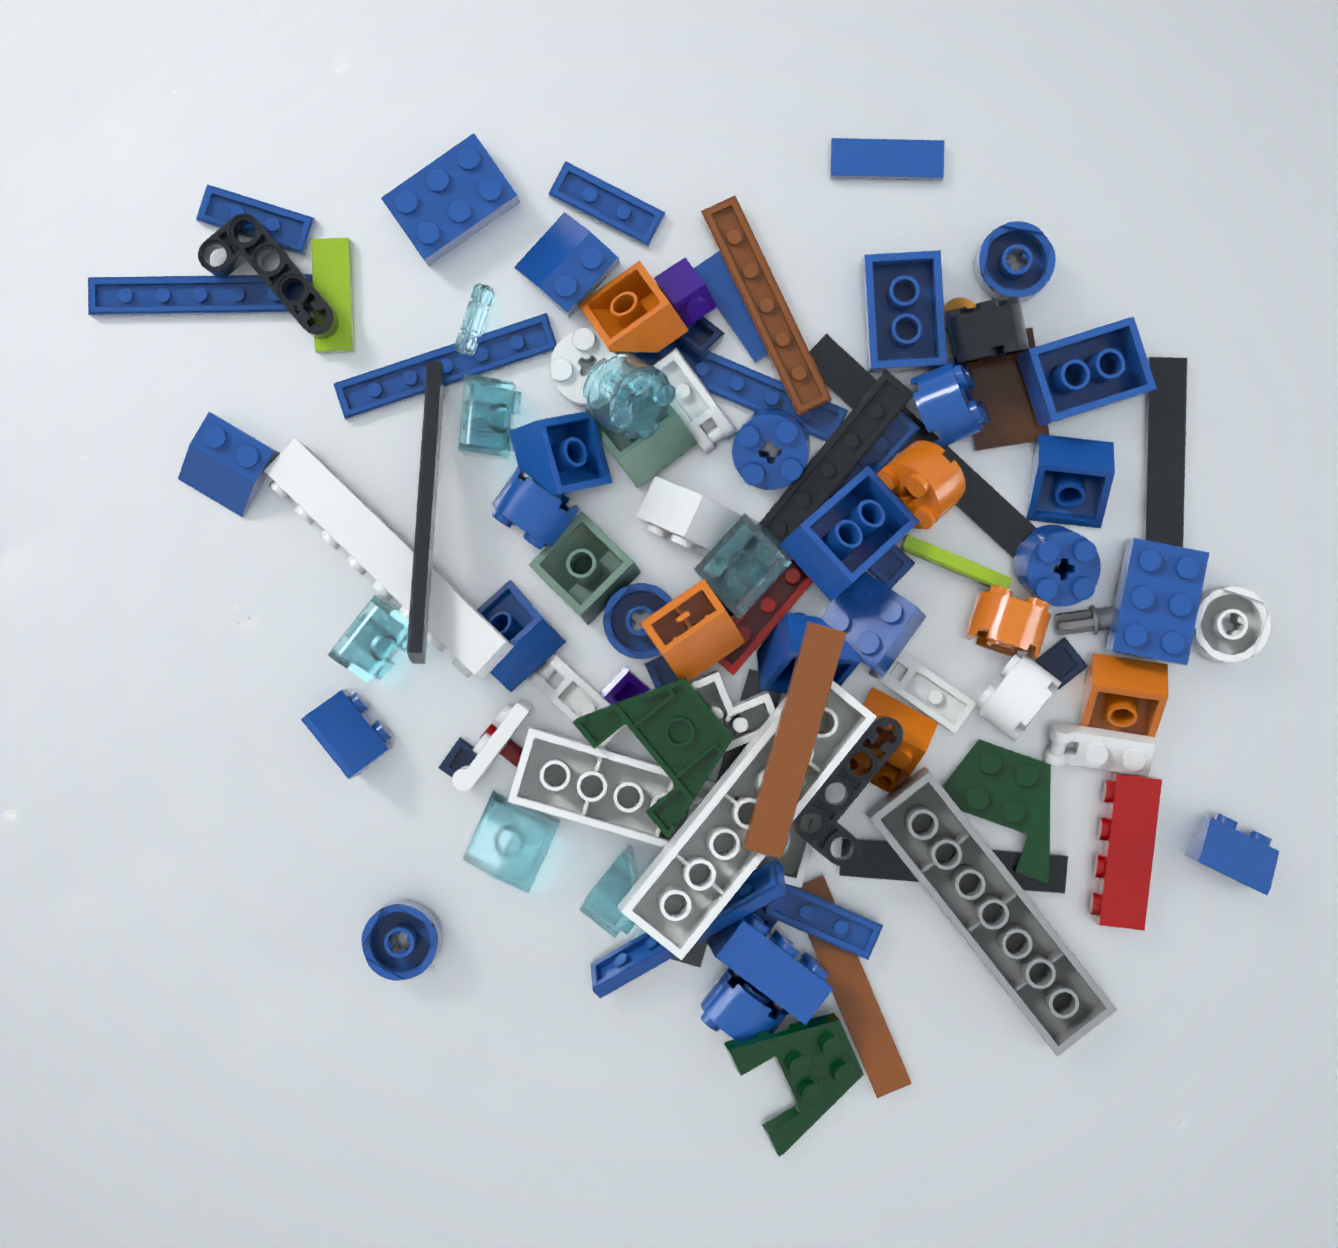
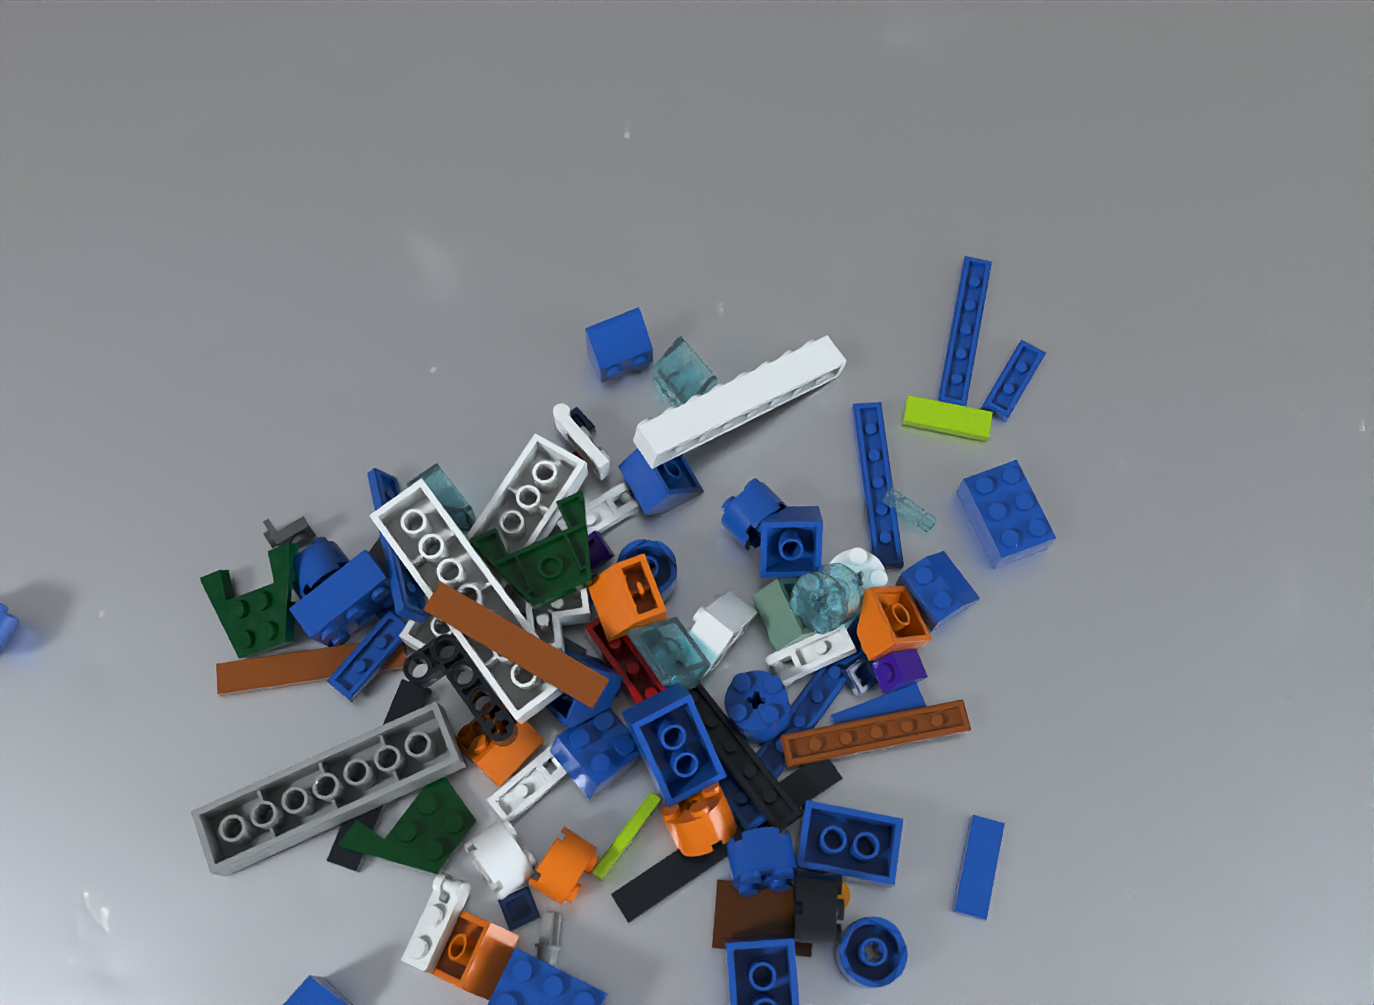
camera: 105 degrees right, 20 degrees down
(226, 464) = (841, 315): blue slope -> none
(276, 280) = (965, 377): black beam -> none
(380, 944) = (457, 348): blue brick -> none
(426, 513) = (769, 426): black tile -> none
(488, 417) = (836, 494): clear light blue slope -> none
(511, 842) = (498, 441): clear light blue slope -> none
(585, 568) = (698, 541): sand green slope -> none
(606, 204) = (980, 632): blue tile -> none
(700, 1060) = (296, 532): none -> dark grey bracket
(891, 566) = (638, 783): blue tile -> none
(1056, 546) = (585, 932): blue brick -> none
(1070, 480) = (672, 955): blue slope -> none
(1126, 851) = (343, 923): red brick -> none

